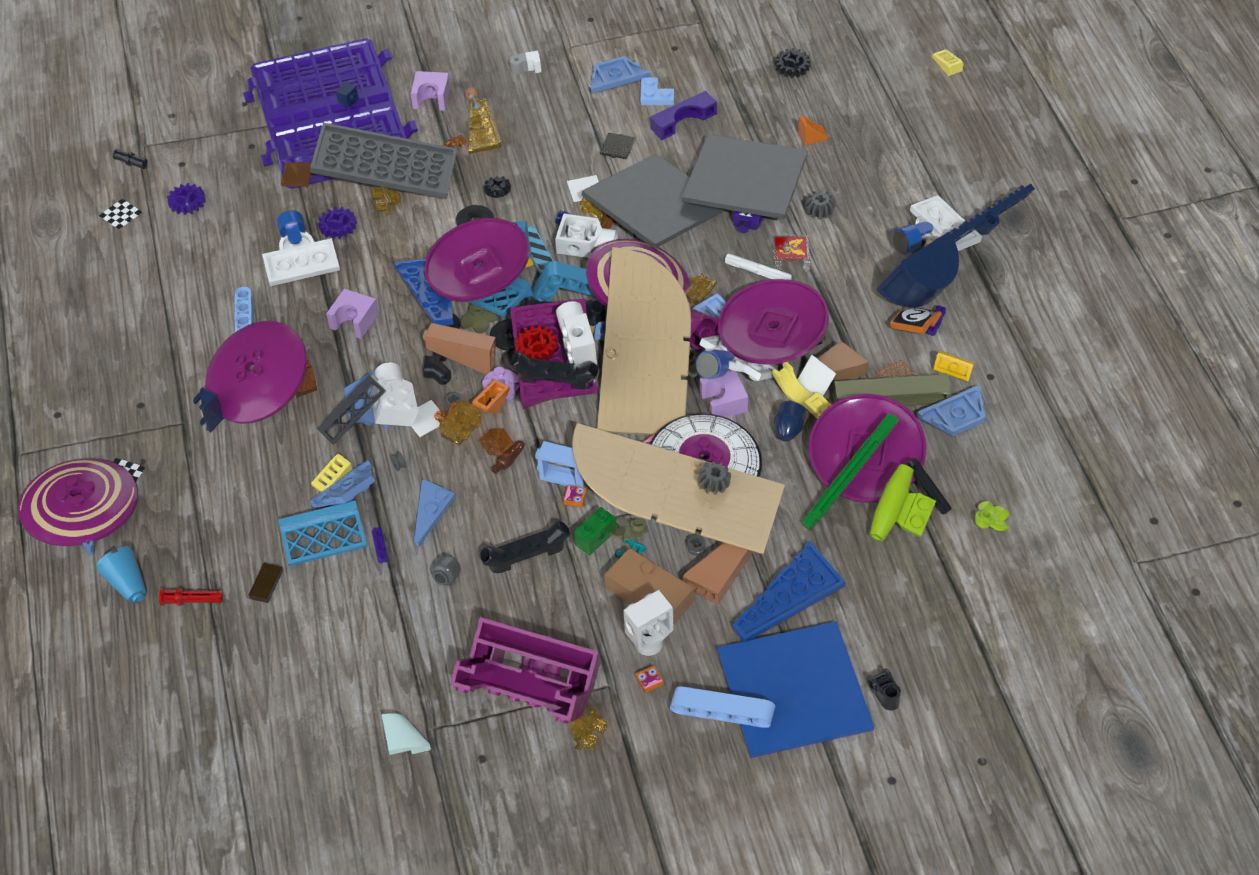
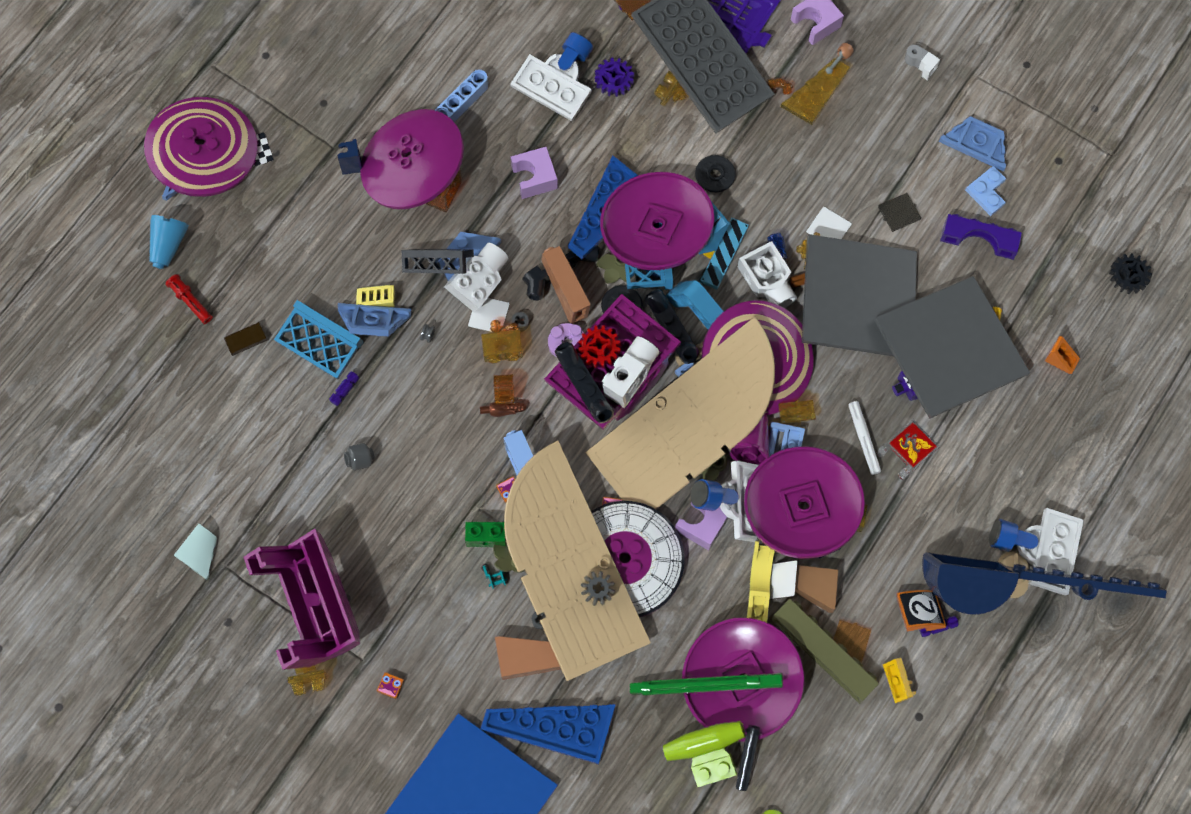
camera: 45 degrees right, 20 degrees up
(432, 505) = (411, 393): medium blue wing -> none
(492, 397) = (539, 349): orange slope -> none
(494, 191) = (771, 164): black gear -> none
(548, 541) = (425, 496): black plate -> none
(637, 576) = (467, 619): medium nougat brick -> none
(649, 617) = (419, 651): white brick -> none
(722, 707) = (404, 762): light blue beam -> none
(789, 420) = (718, 595): dark blue helmet -> none
(820, 204) = (977, 424): dark grey gear -> none
(956, 412) = (851, 720): medium blue wing -> none

